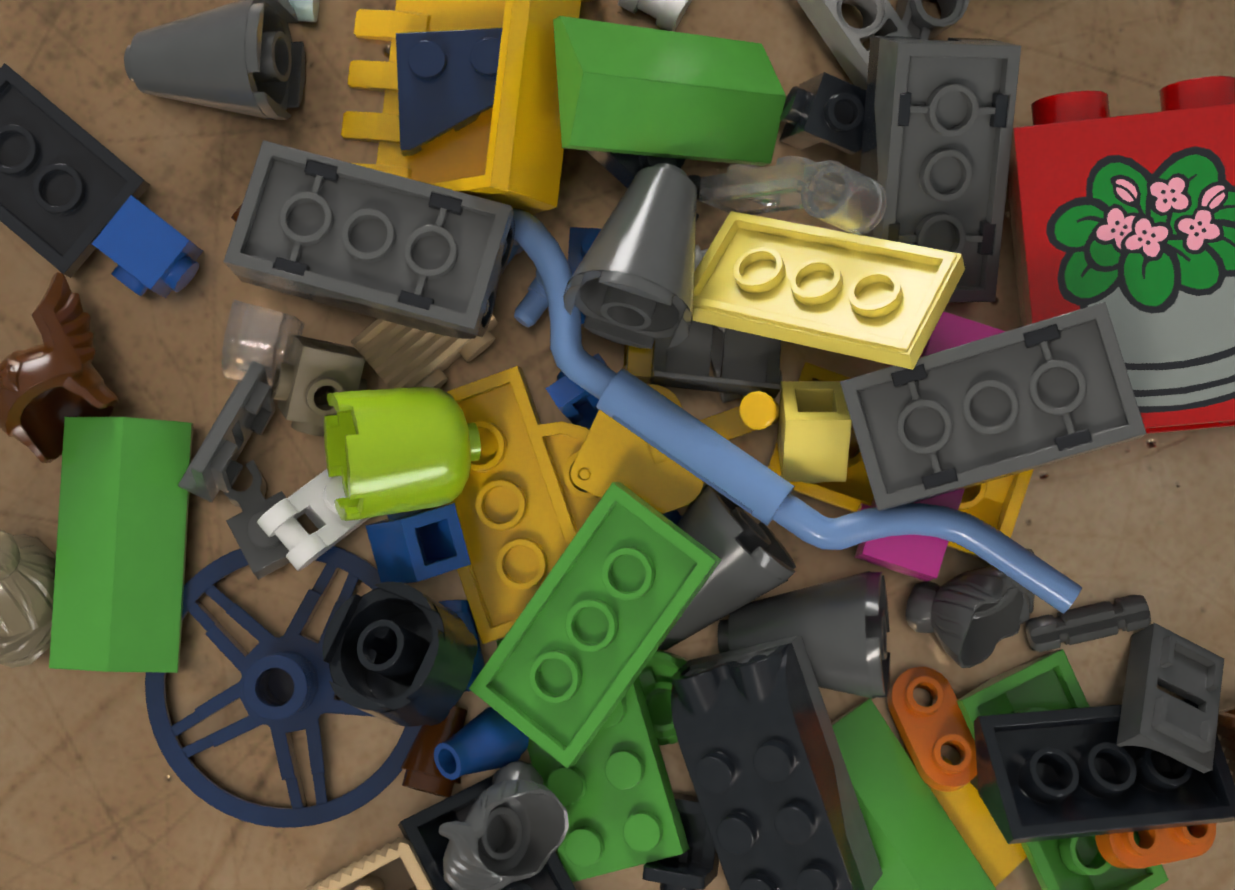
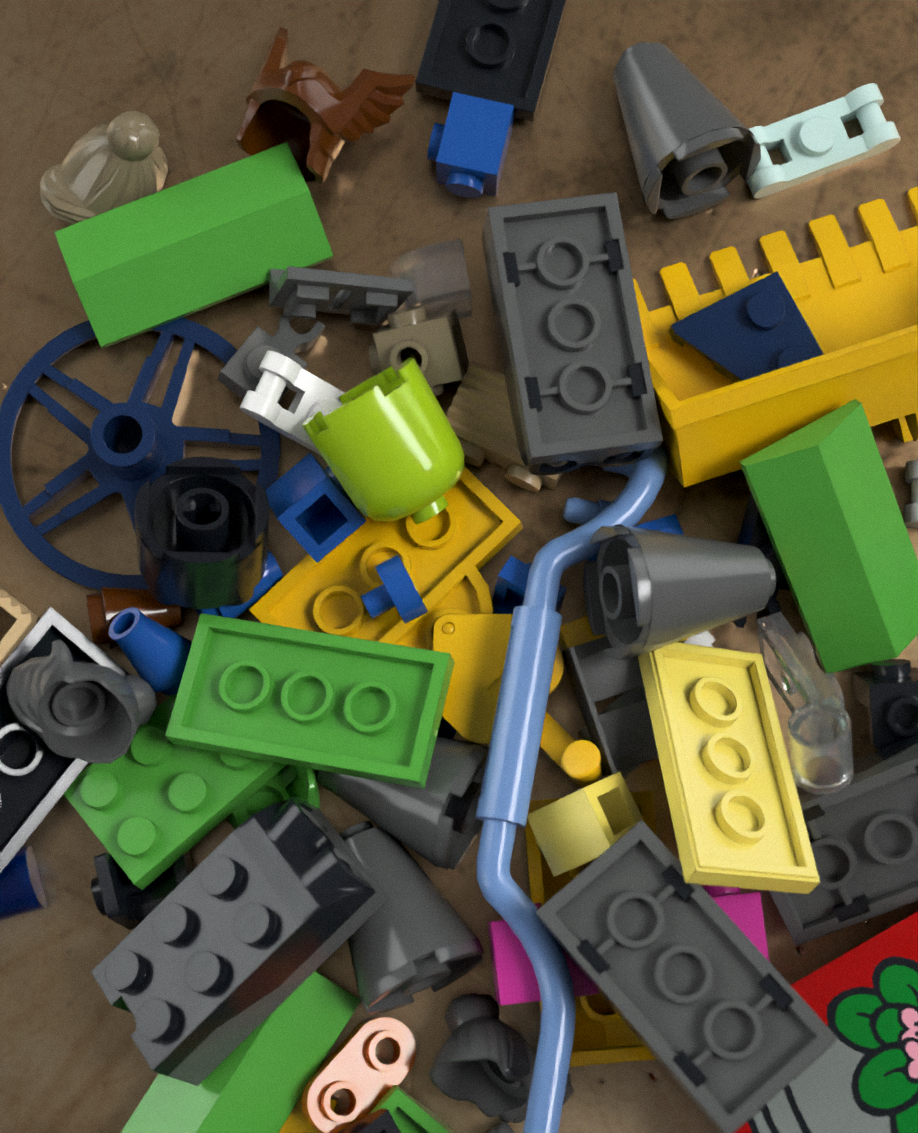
camera: 65 degrees right, 5 degrees down
(531, 505) = (394, 592): none -> blue tile

